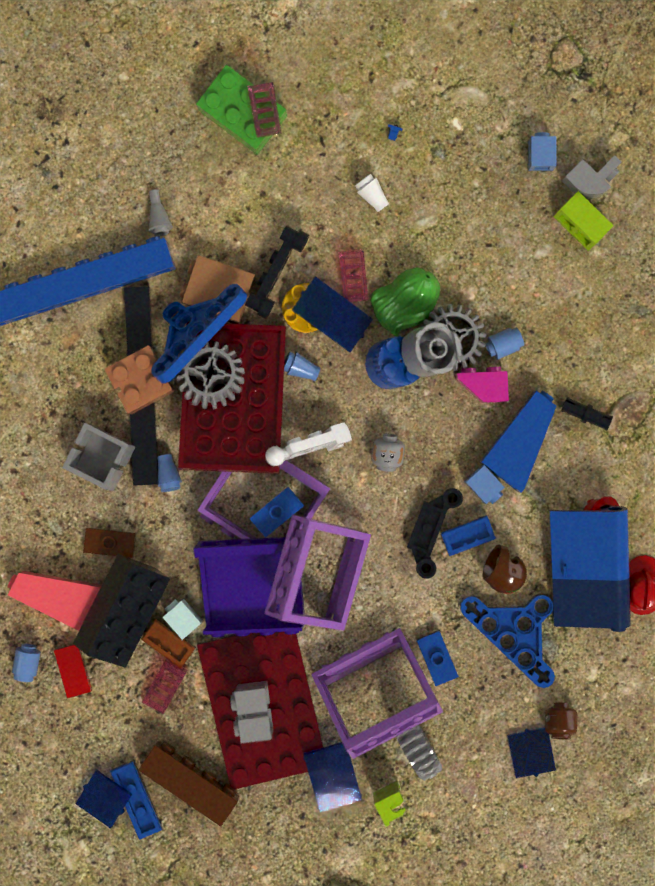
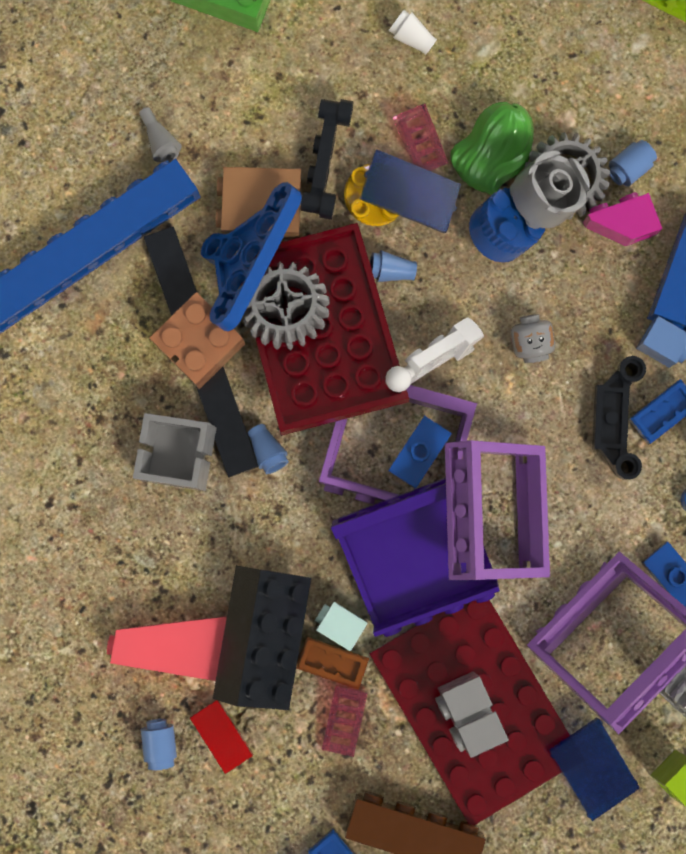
camera: 20 degrees left, 5 degrees down
(109, 542) = (218, 558): reddish brown plate -> none

